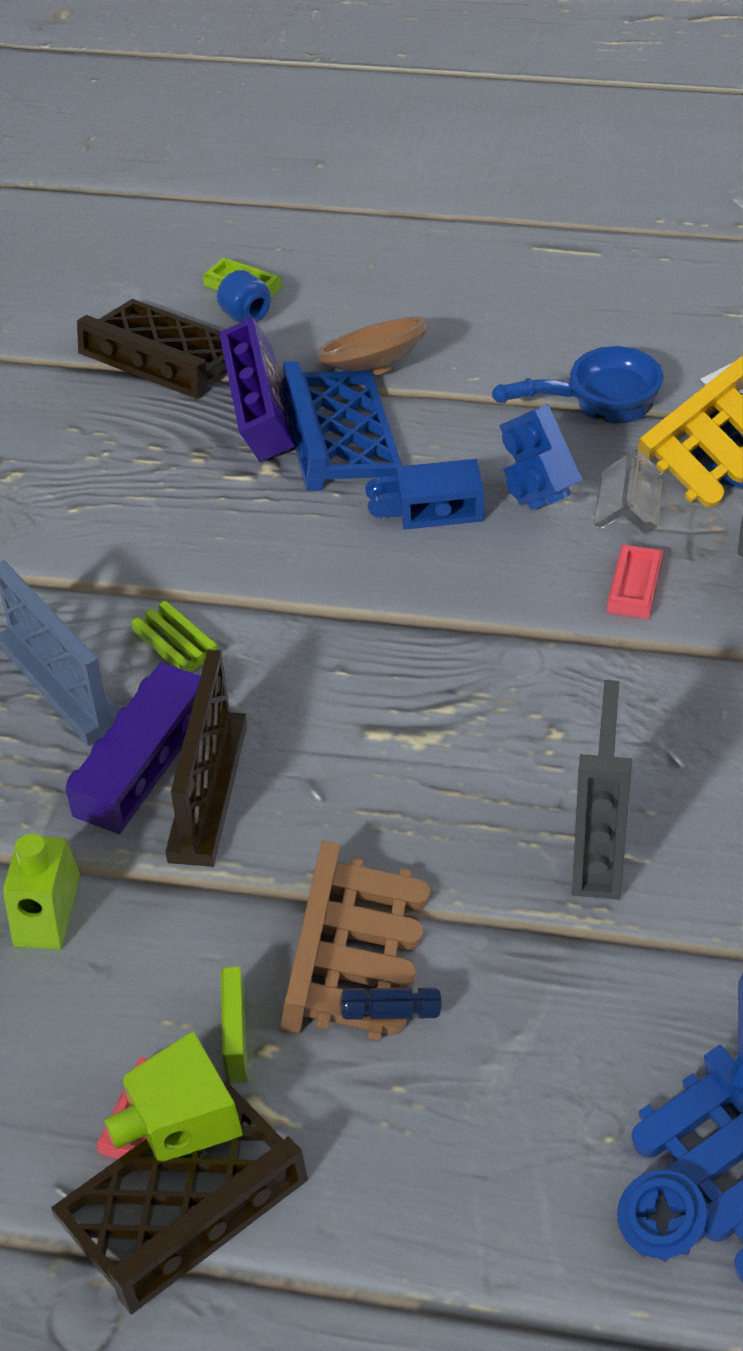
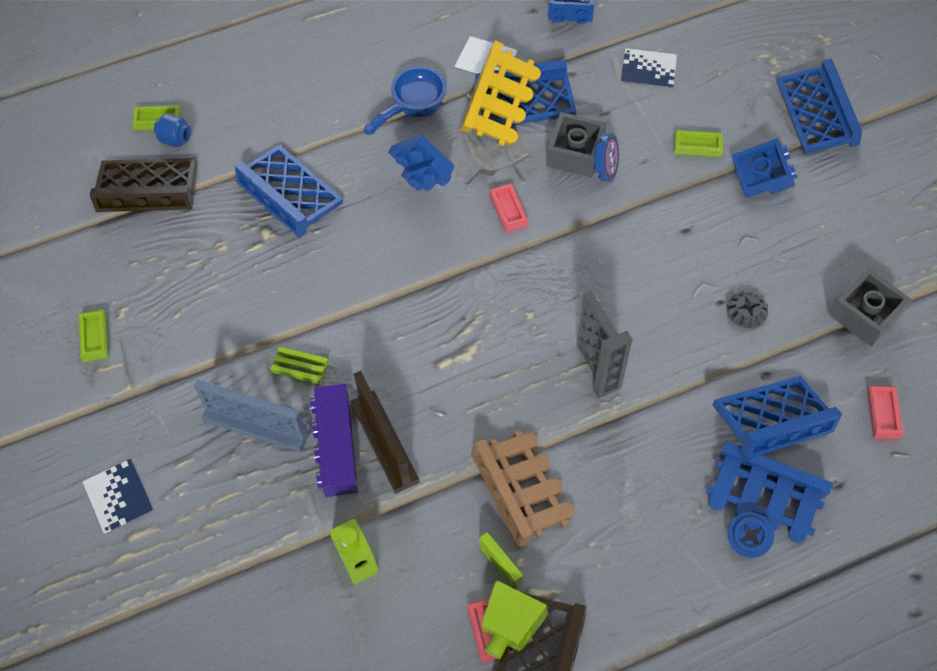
camera: 35 degrees left, 15 degrees up
(256, 390) = (229, 189): dark purple brick -> none
(374, 345) = (272, 127): medium nougat dish -> none
(390, 1003) = (565, 506): dark blue axle -> none
(429, 494) = (372, 208): blue hinge -> none

